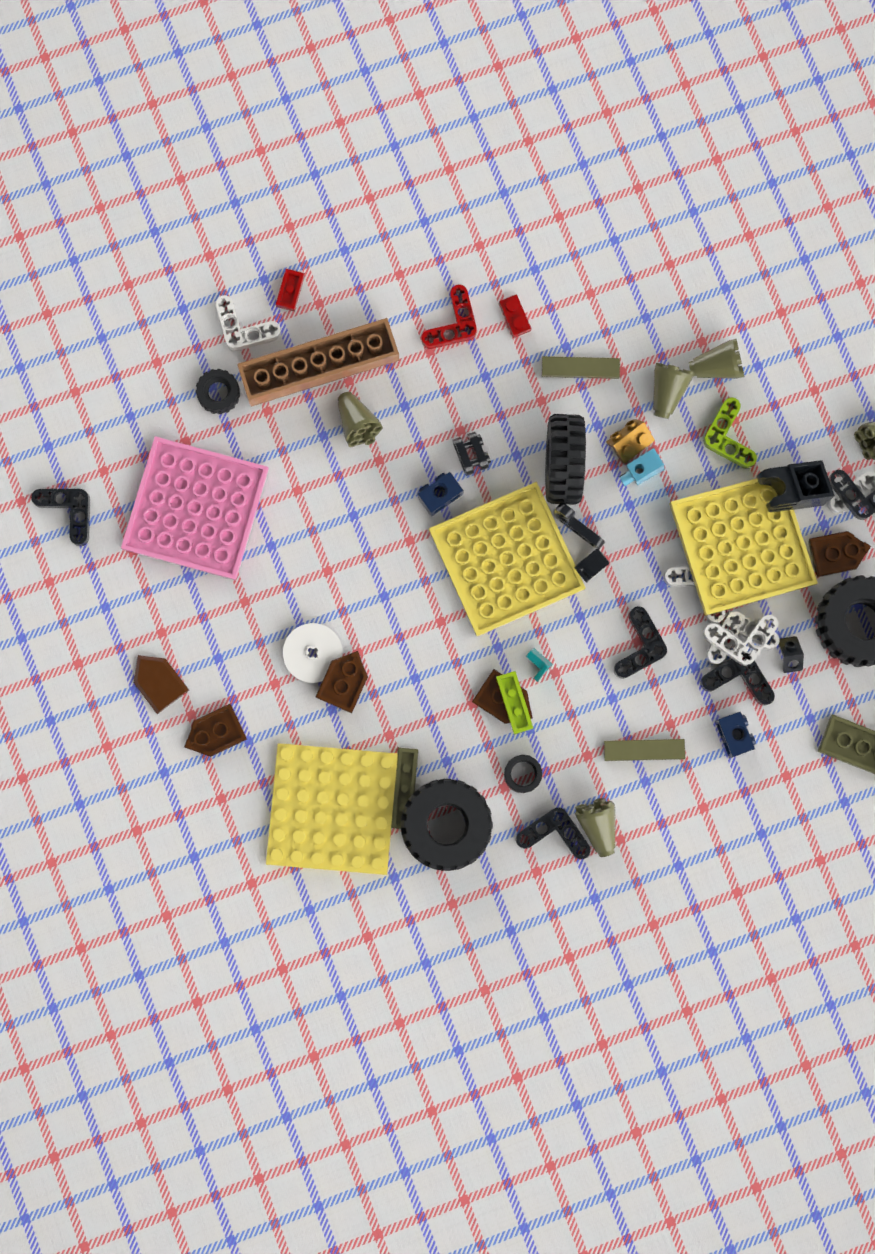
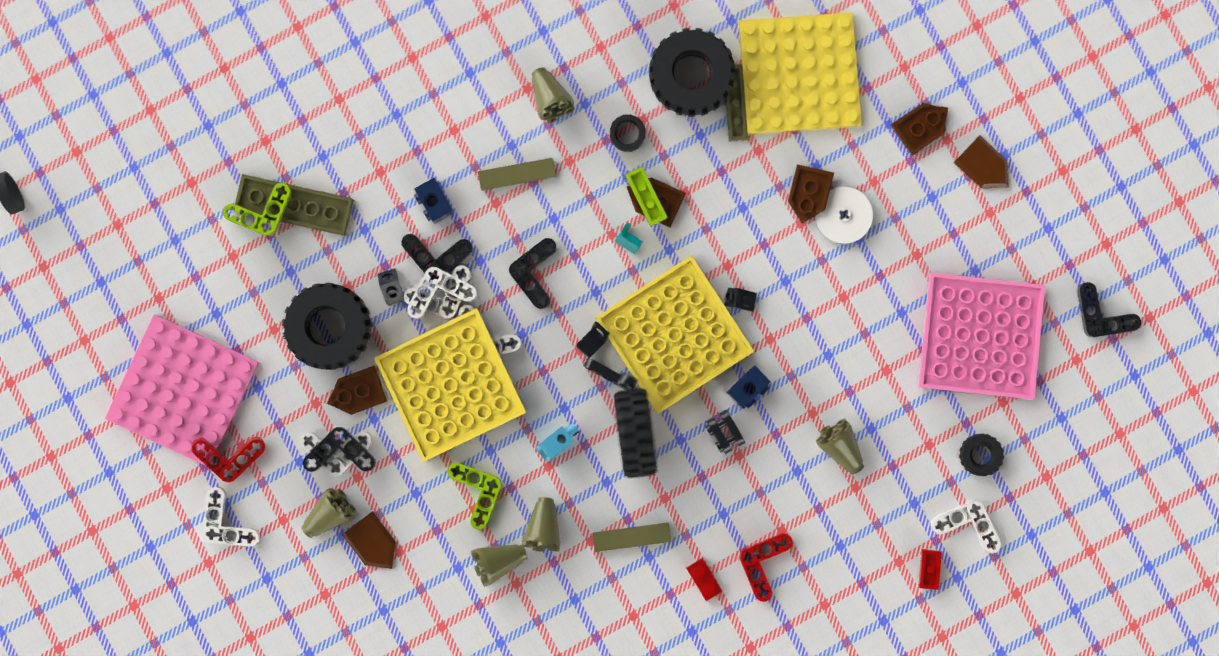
camera: 175 degrees right, 5 degrees up
(318, 362) = (889, 498): medium nougat brick -> none
(433, 583) = (740, 299): none -> black bracket
(551, 826) = (592, 89): black beam -> none
(630, 440) = (572, 470): pearl gold bracket -> none
(797, 486) = (405, 447): black brick -> none
(841, 403) = (371, 542): none -> reddish brown tile

